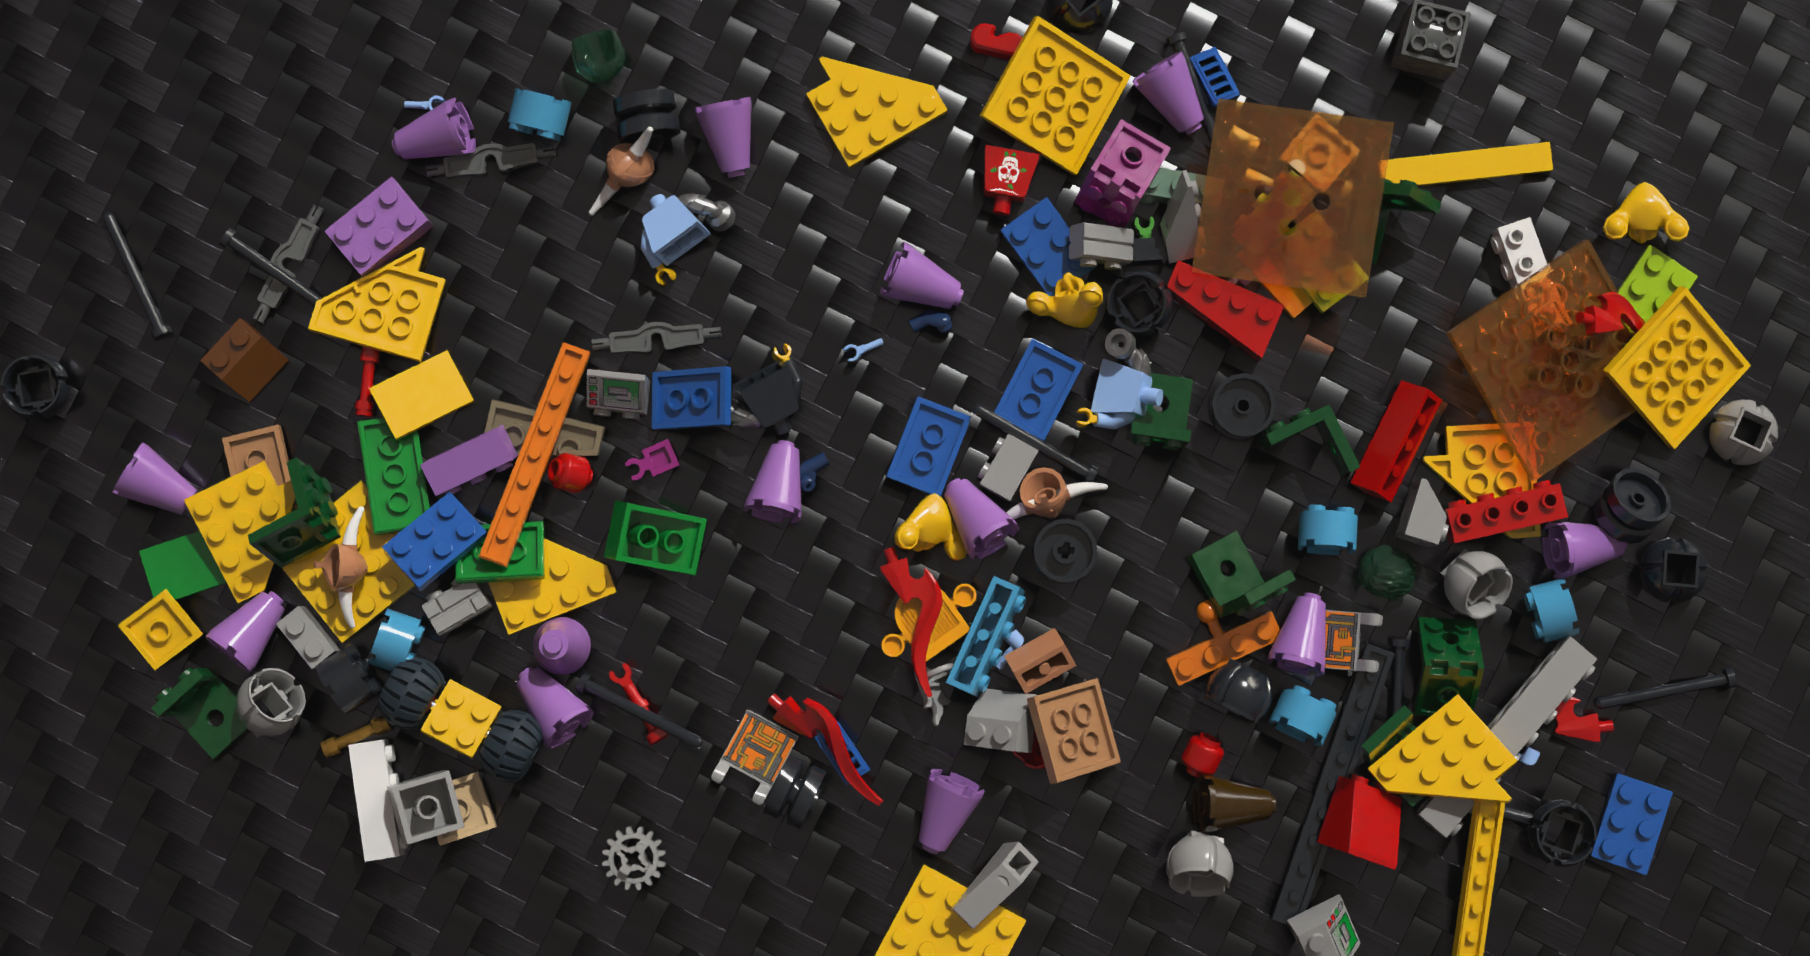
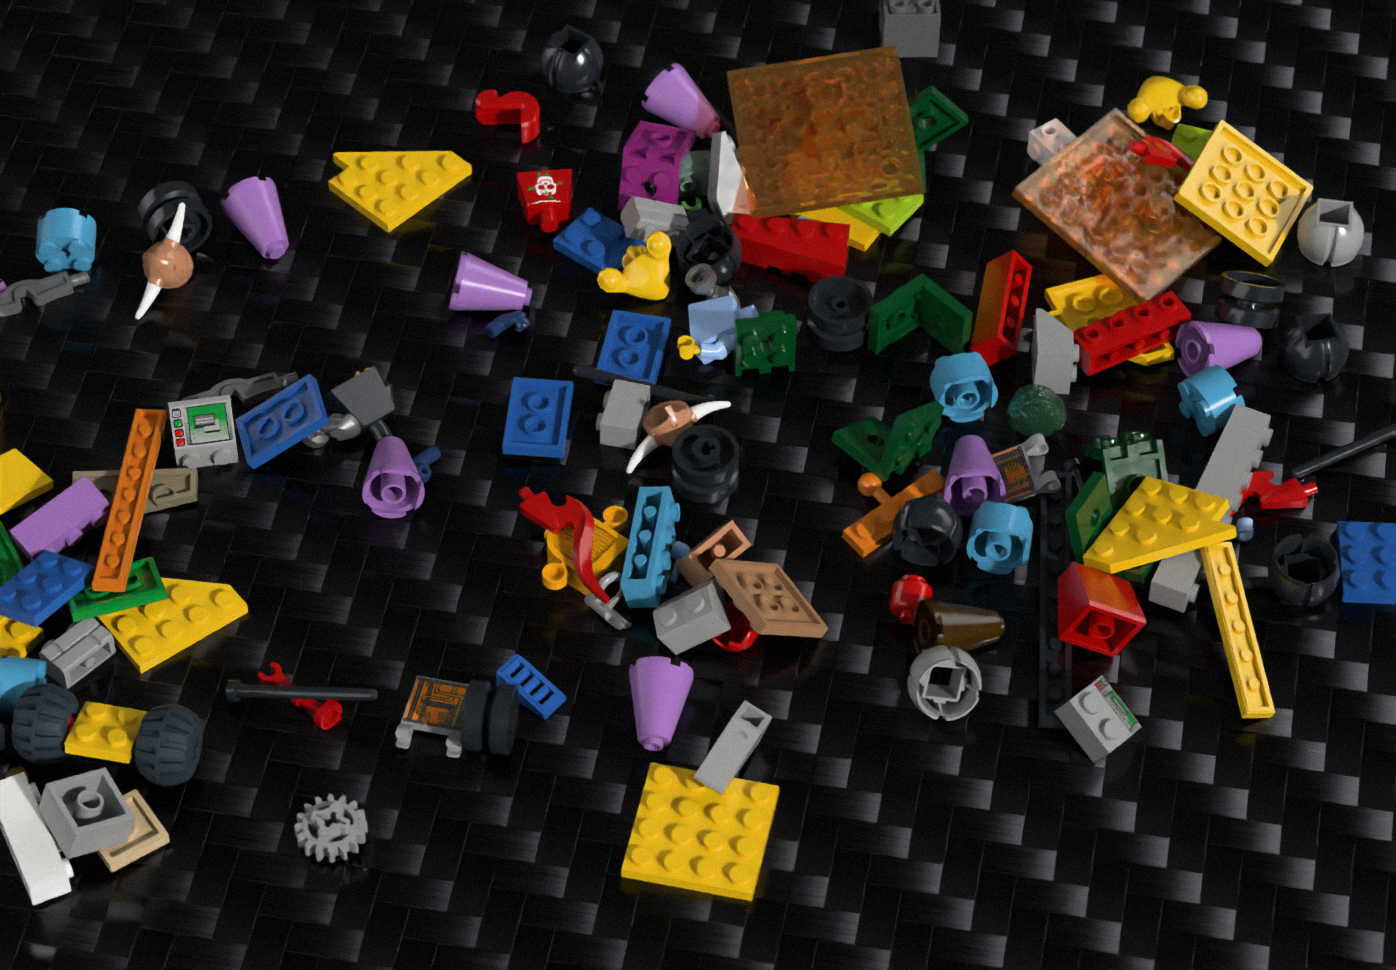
camera: 15 degrees left, 35 degrees down
(552, 706) = (220, 709): medium lavender cone -> none
(561, 646) = (198, 657): medium lavender cone -> none
(570, 472) = (171, 512): red head -> none
(598, 55) = (115, 192): clear green hair -> none
(655, 538) = (274, 548): green slope -> none
(658, 459) = (257, 487): magenta plate -> none
(673, 228) = (229, 296): light blue torso -> none
(820, 718) = (483, 664): red piece -> none
(863, 349) = (439, 362): light blue hand -> none
(930, 525) = (563, 473): yellow head -> none
(978, 519) = (611, 455): medium lavender cone -> none
(1055, 95) = (571, 126): yellow plate -> none
(1231, 94) = (720, 102): blue slope -> none
(1472, 164) = (1009, 98): yellow tile -> none
(1477, 583) = (1128, 391): light grey piece -> none

